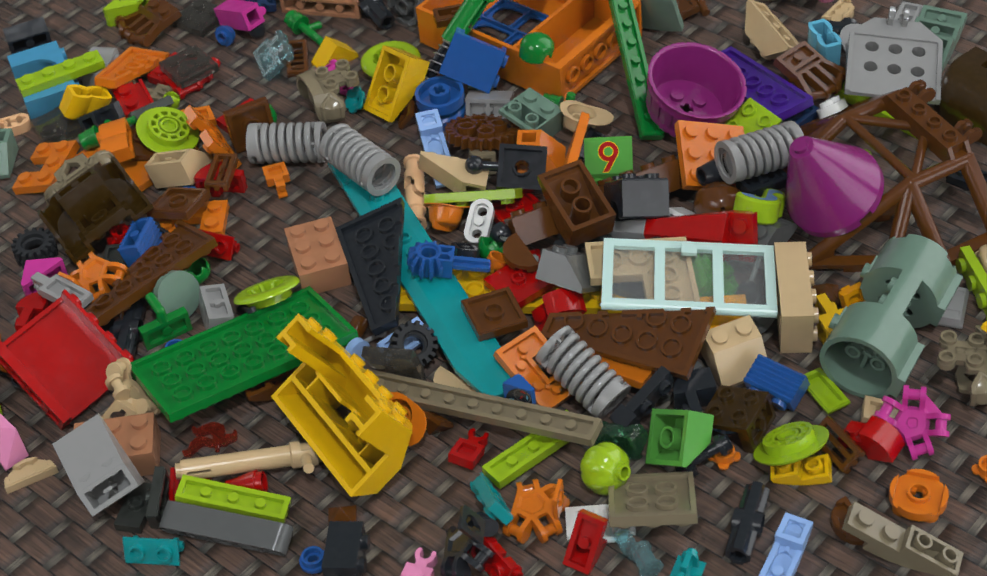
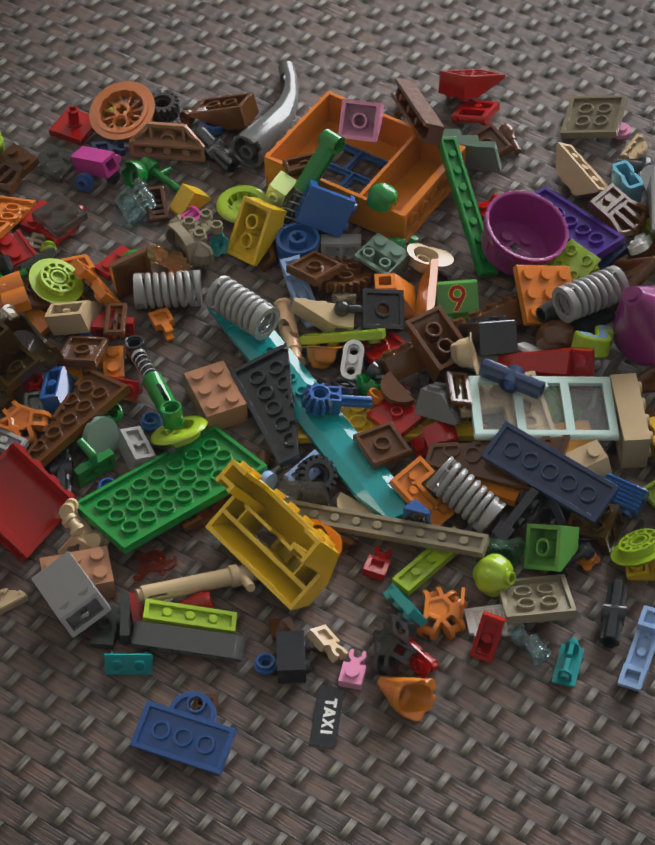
camera: 10 degrees left, 5 degrees up
(240, 280) = (150, 421): none -> blue plate
(249, 239) = (154, 383): none -> green piece
(278, 21) = (132, 171): none -> green hair
(294, 112) = (171, 260): none -> clear orange plate
(390, 535) = (326, 641): none -> tan plate
(426, 41) = (280, 190): none -> yellowish green brick
(451, 122) = (315, 268): none -> reddish brown plate
(588, 265) = (451, 393): none -> reddish brown tile
(604, 214) = (465, 354): none -> tan piece
(653, 241) = (512, 379): none -> dark blue piece
(686, 350) = (550, 472): none -> dark blue plate

